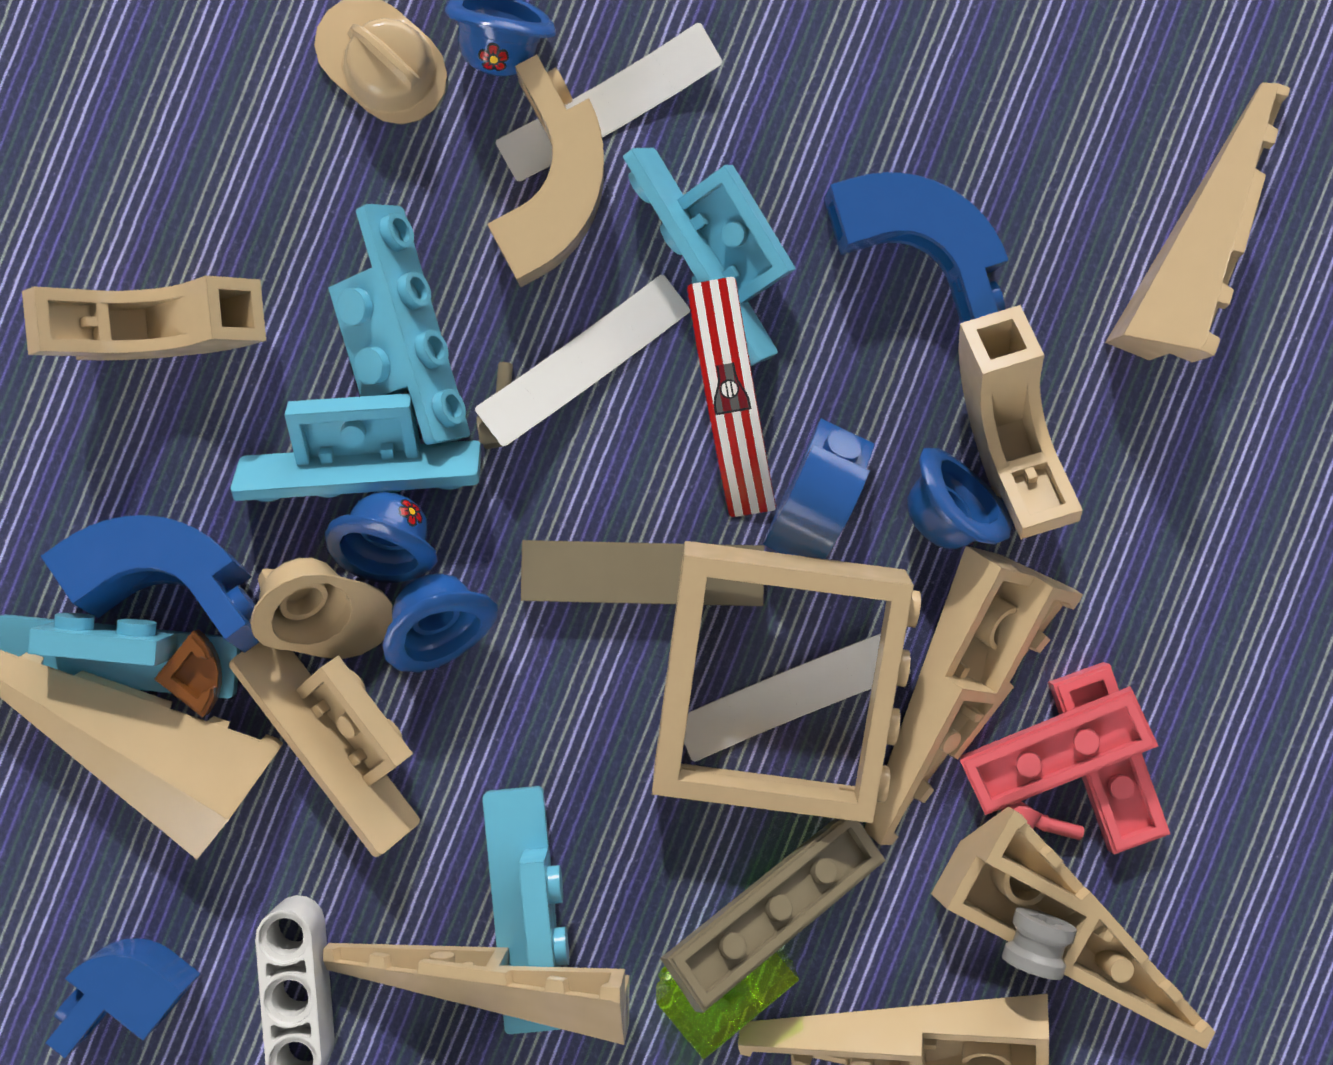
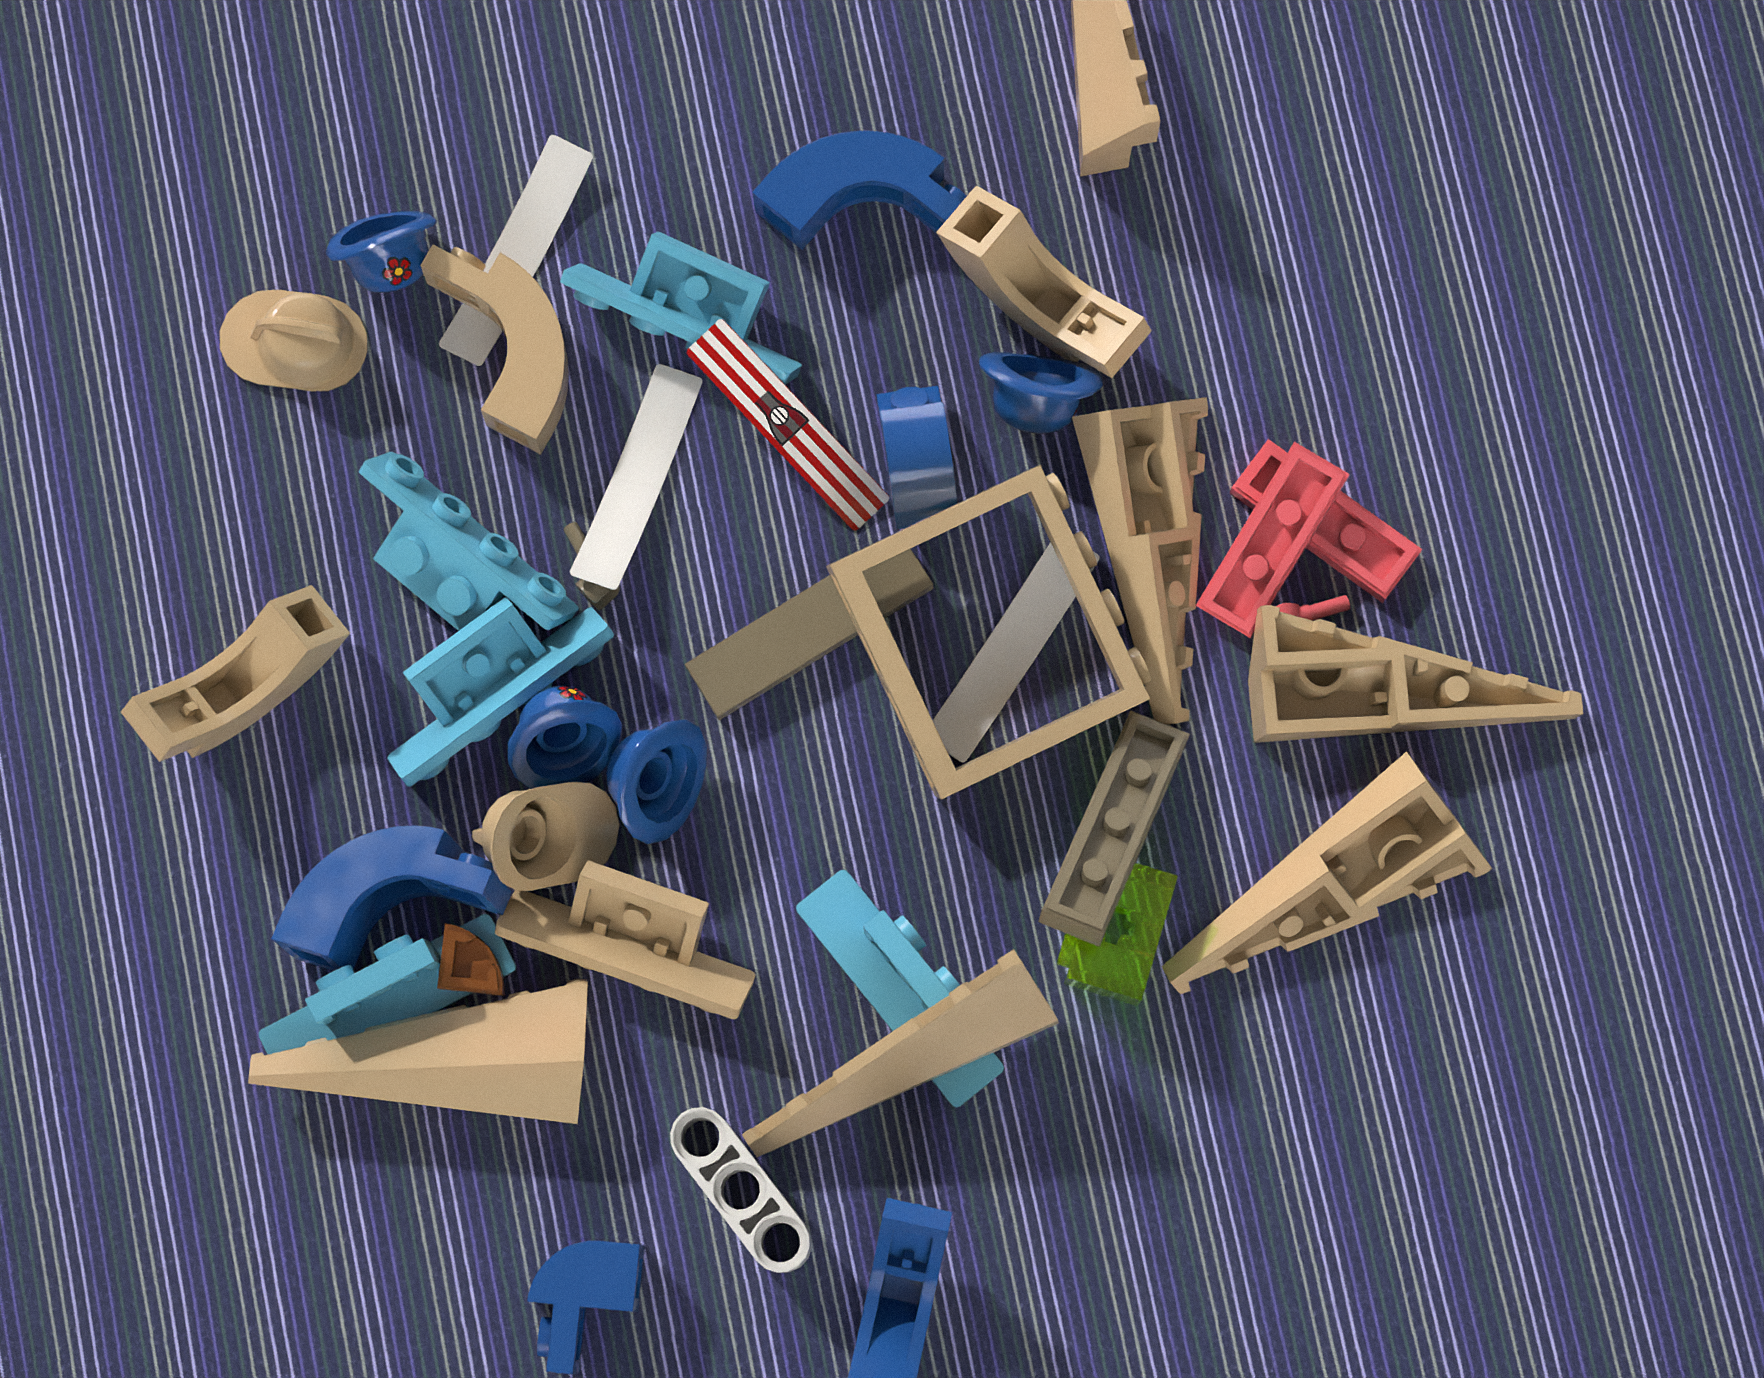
camera: 30 degrees left, 10 degrees down
(1039, 943) = (1362, 706): light grey wheel -> none

